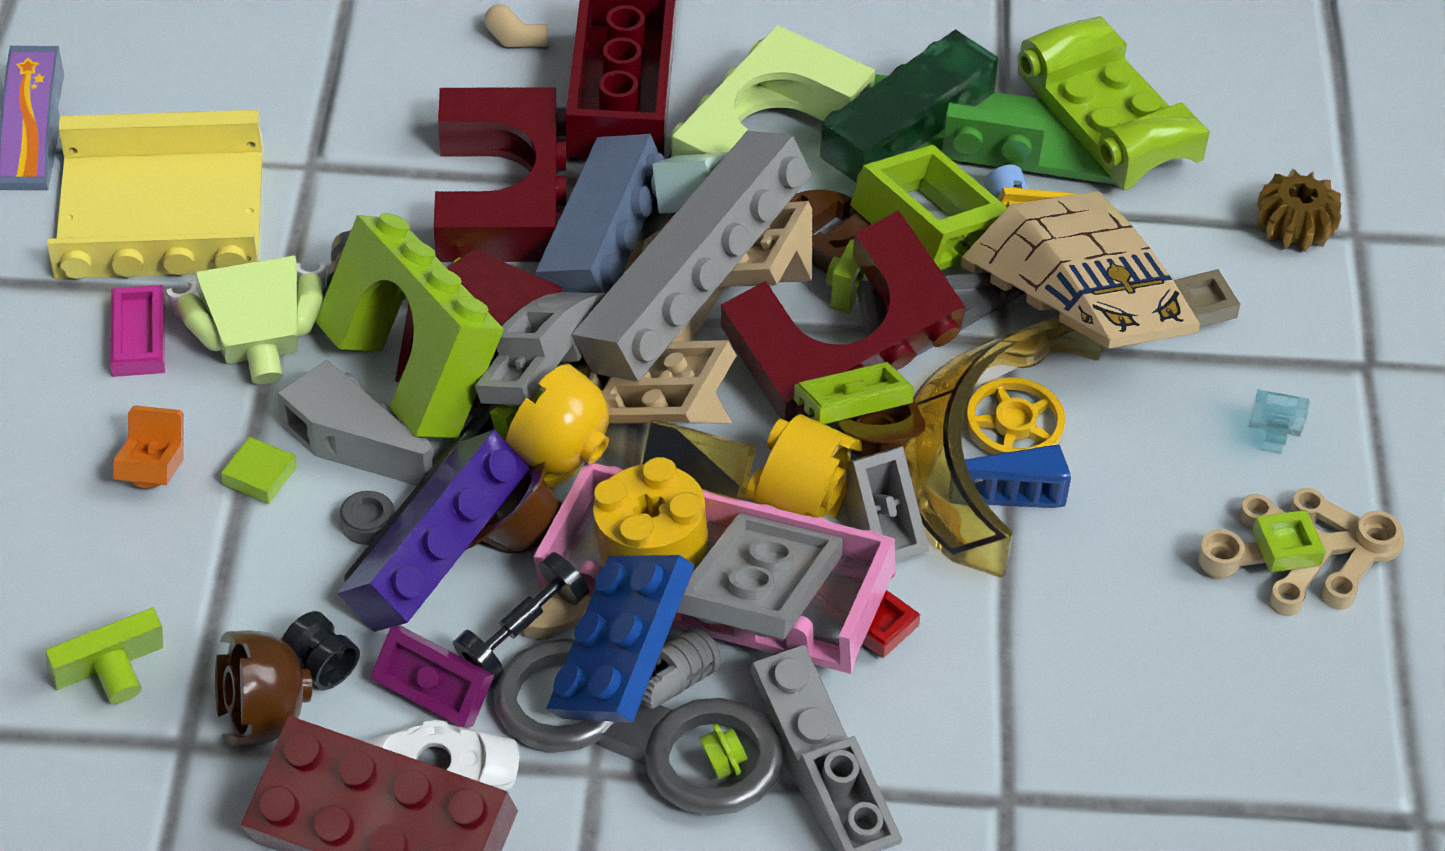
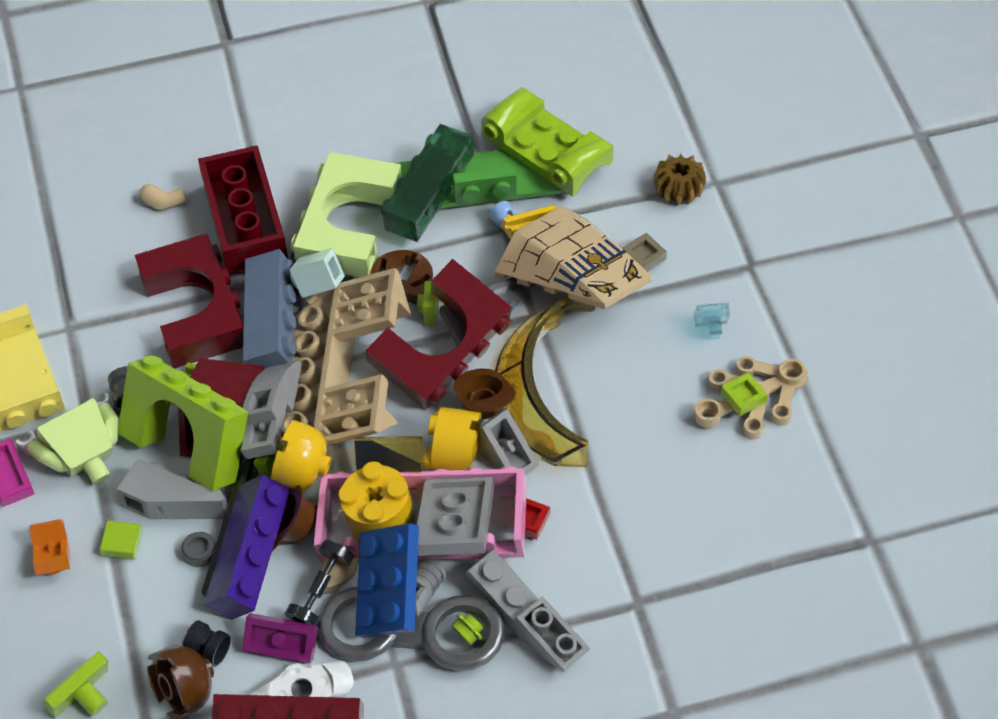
camera: 15 degrees left, 5 degrees up
(691, 255) = (338, 324): light grey brick -> none
(853, 393) = (464, 382): lime tile -> none
(971, 208) = (438, 252): lime window -> none
(1014, 416) = (561, 364): yellow wheel -> none
(1023, 477) = (579, 402): blue slope -> none

